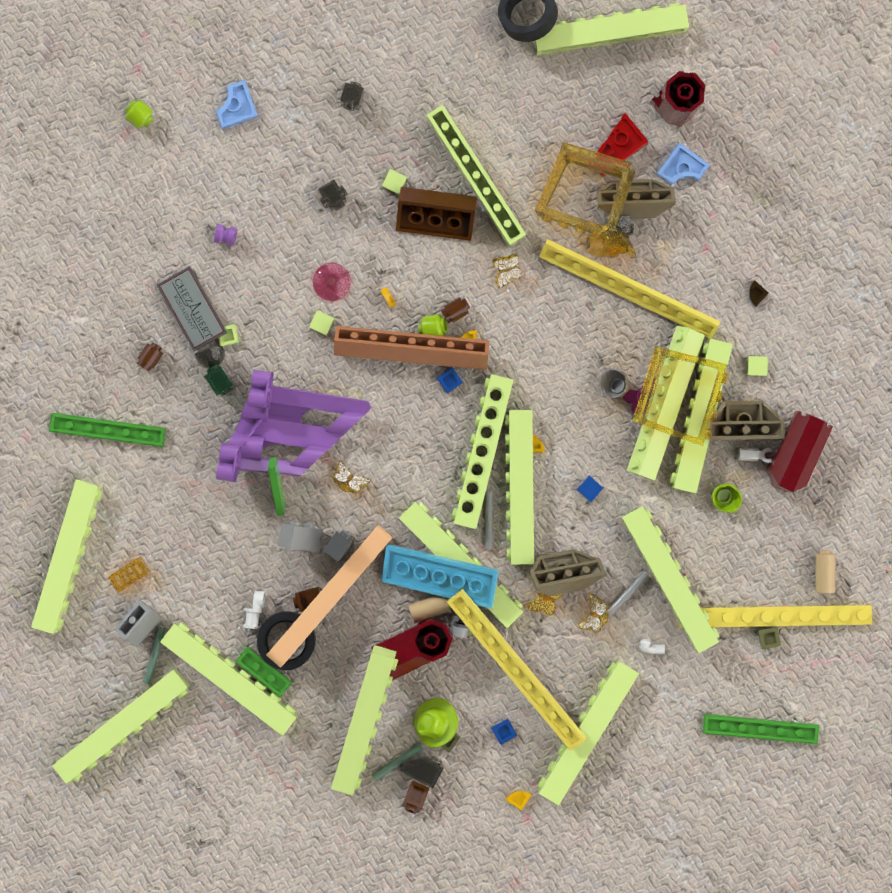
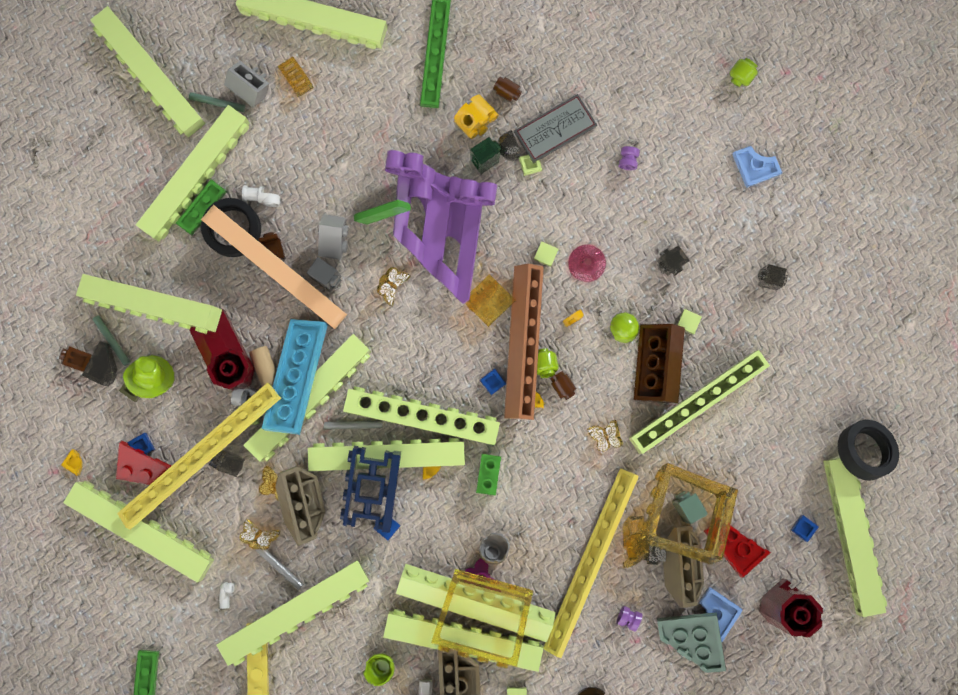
camera: 90 degrees right, 5 degrees down
(179, 389) = (475, 116): none -> yellow brick
(368, 381) = (489, 300): none -> clear yellow hinge
(398, 246) = (624, 327): none -> lime hair
(525, 641) = (227, 462): none -> clear smoke brick
(526, 731) = (137, 466): none -> red wing
(541, 387) = (488, 474): none -> bright green brick
(555, 487) = (386, 490): none -> dark blue fence
(579, 191) = (689, 507): none -> sand green brick
(602, 78) = (804, 528): none -> blue tile
(684, 253) = (629, 618): none -> medium lavender wheel
(705, 190) = (695, 638): none -> sand green plate

